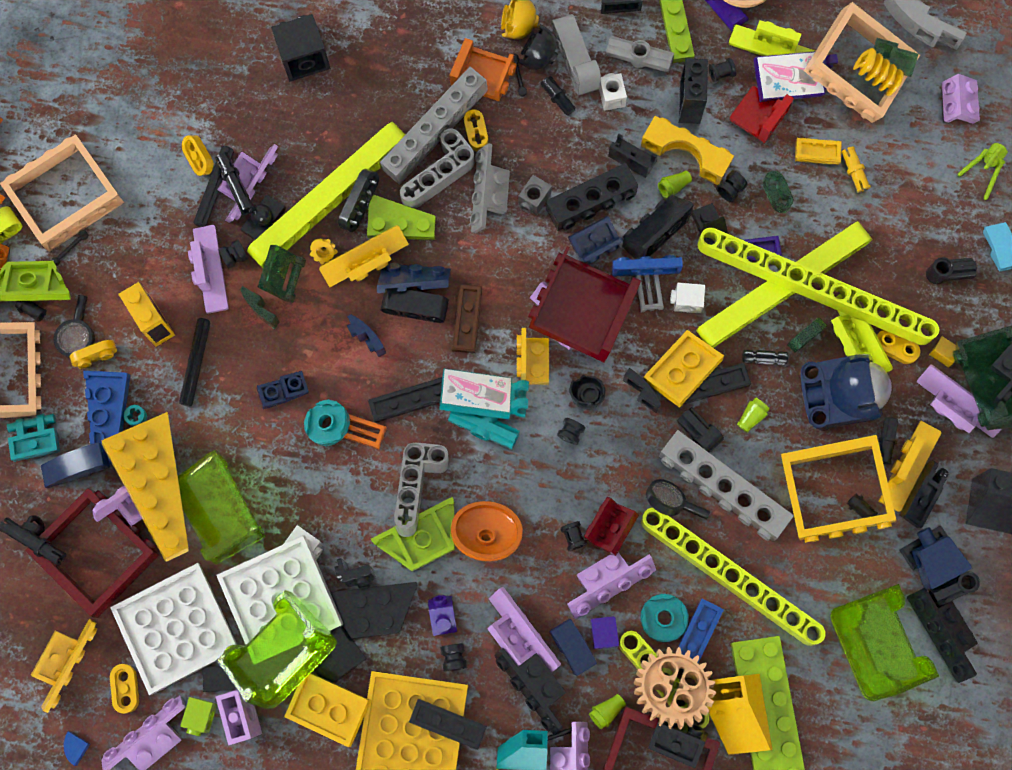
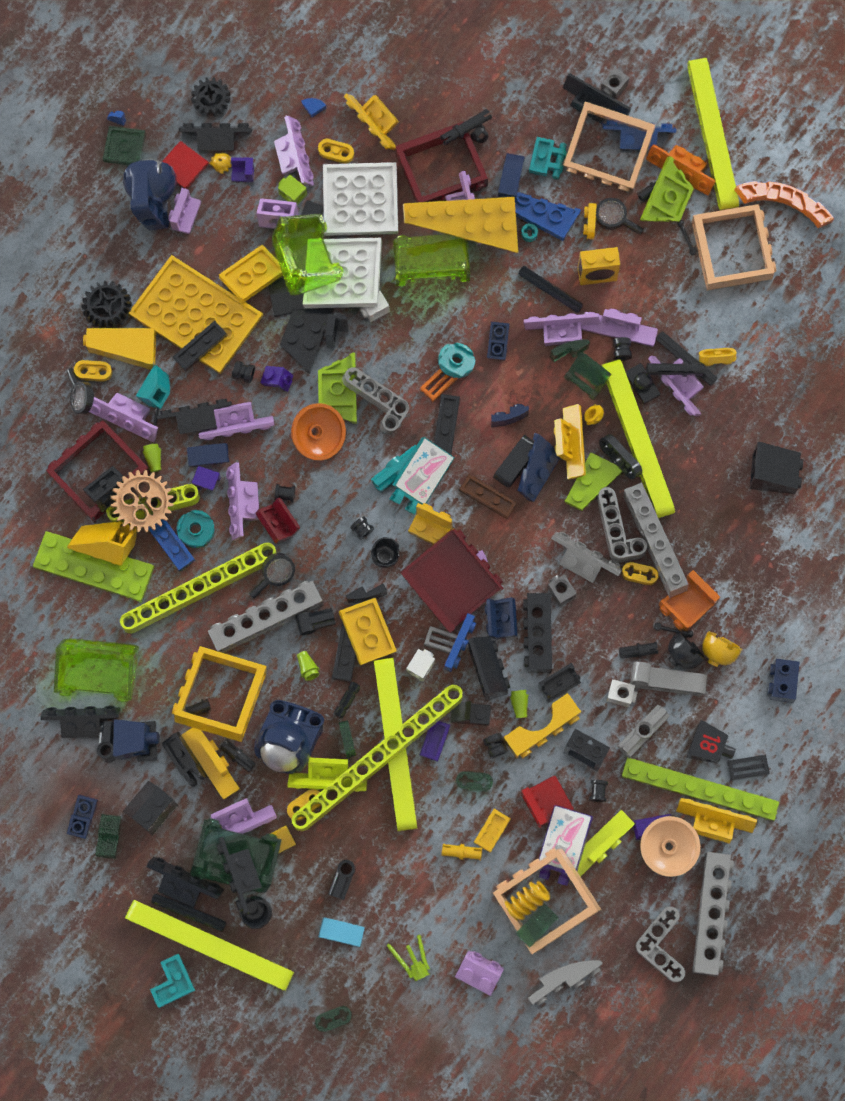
camera: 115 degrees right, 0 degrees up
(240, 325) = (561, 328): none -> lavender bracket

